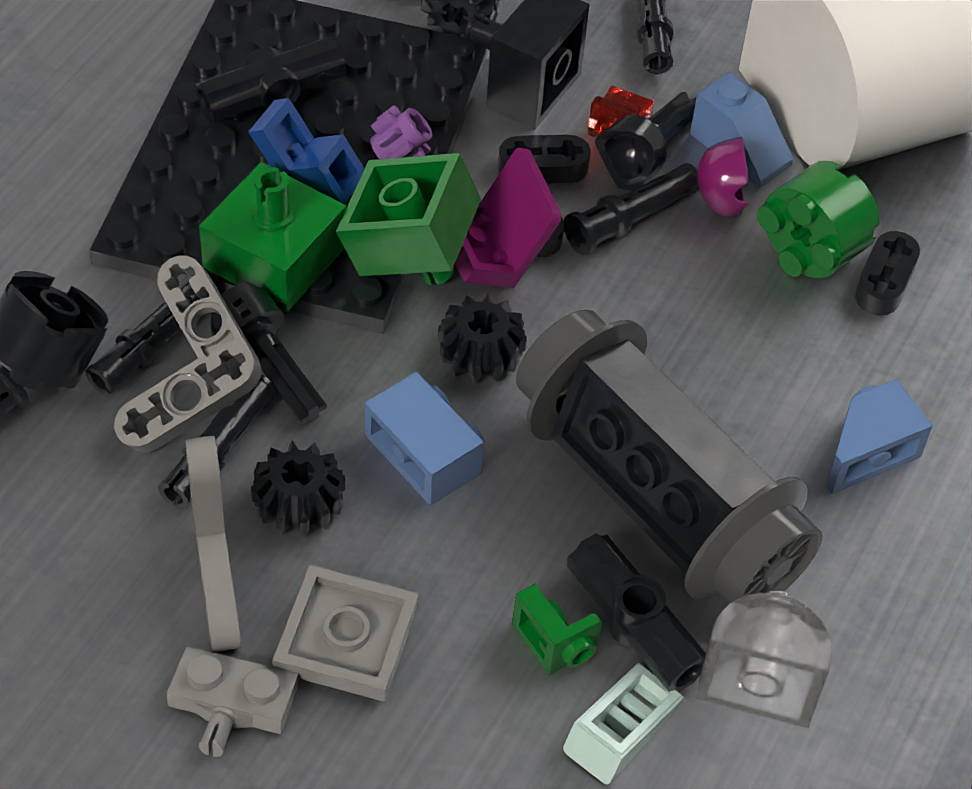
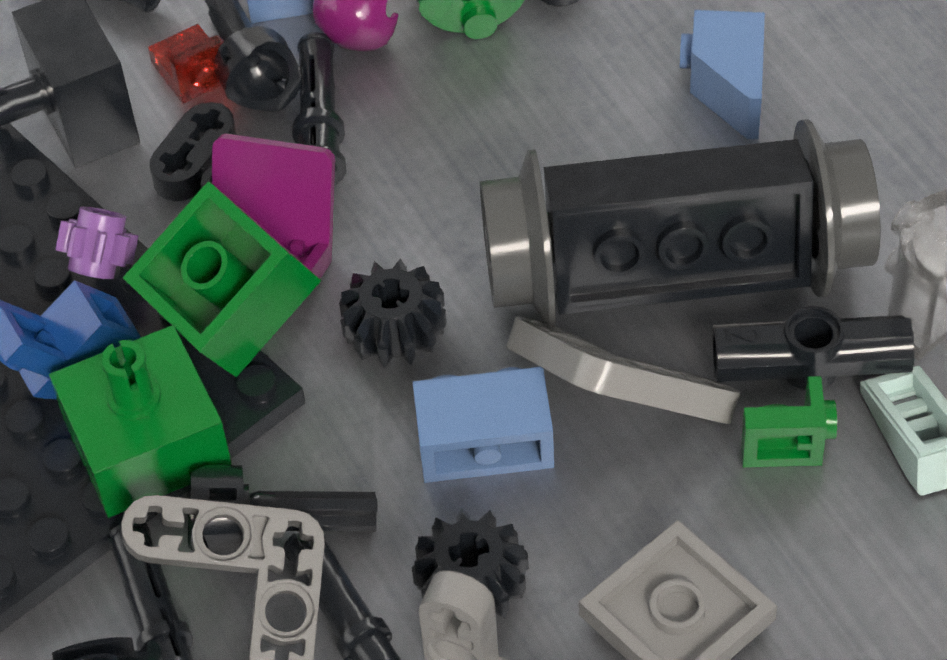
camera: 50 degrees left, 0 degrees up
(491, 475) = (620, 377): none -> light grey beam

